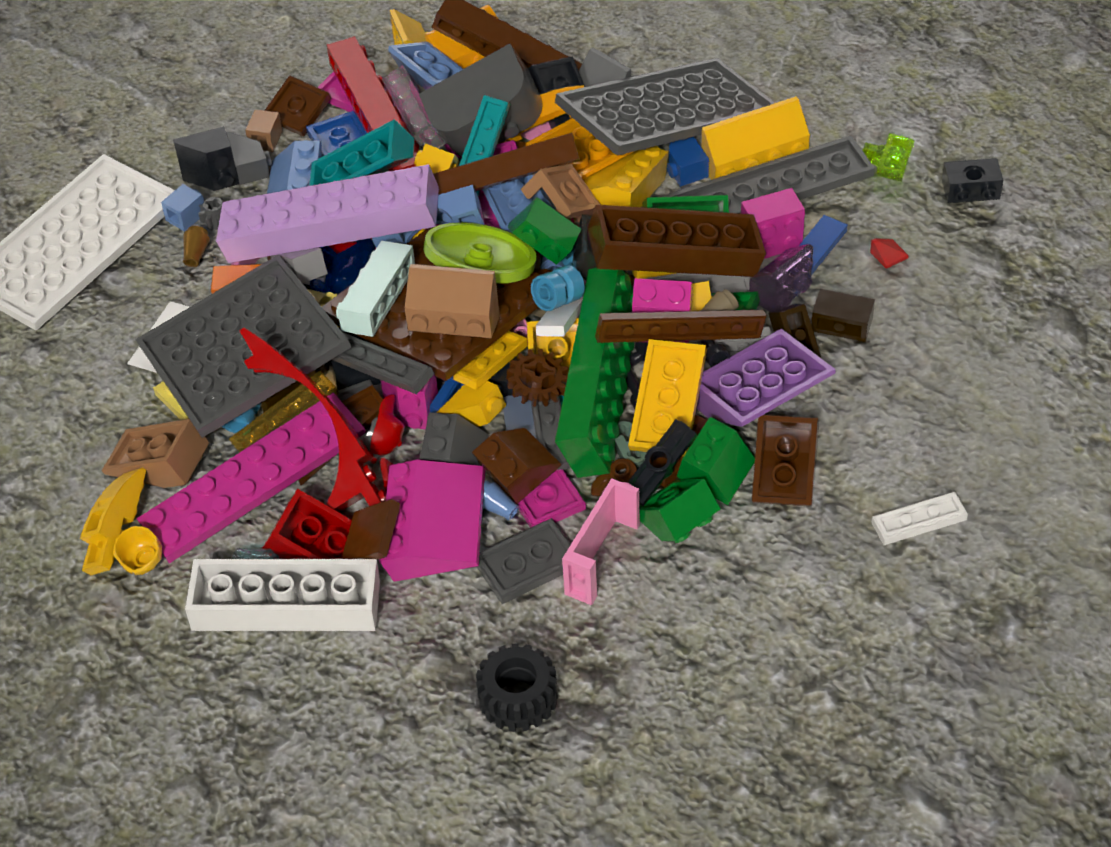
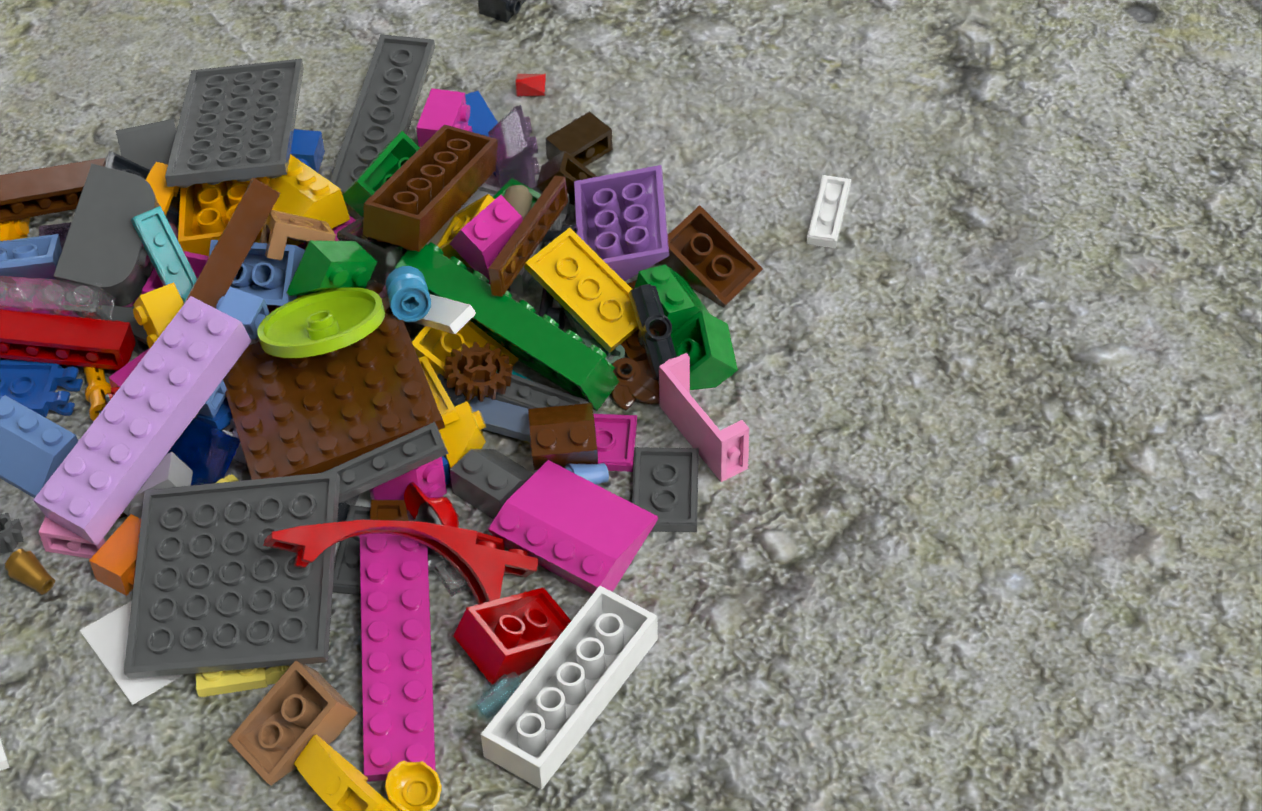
camera: 60 degrees left, 0 degrees up
(282, 412) = (346, 600): clear yellow plate -> none
(365, 156) = (90, 367): teal slope -> none
(371, 531) = (561, 579): reddish brown tile -> none
(375, 289) = (287, 422): light aqua brick -> none
(451, 301) = (374, 365): medium nougat slope -> none
(521, 708) = (812, 534): black tyre -> none
(755, 137) = (332, 91): yellow slope -> none
(891, 157) = (428, 24): clear neon green hinge -> none

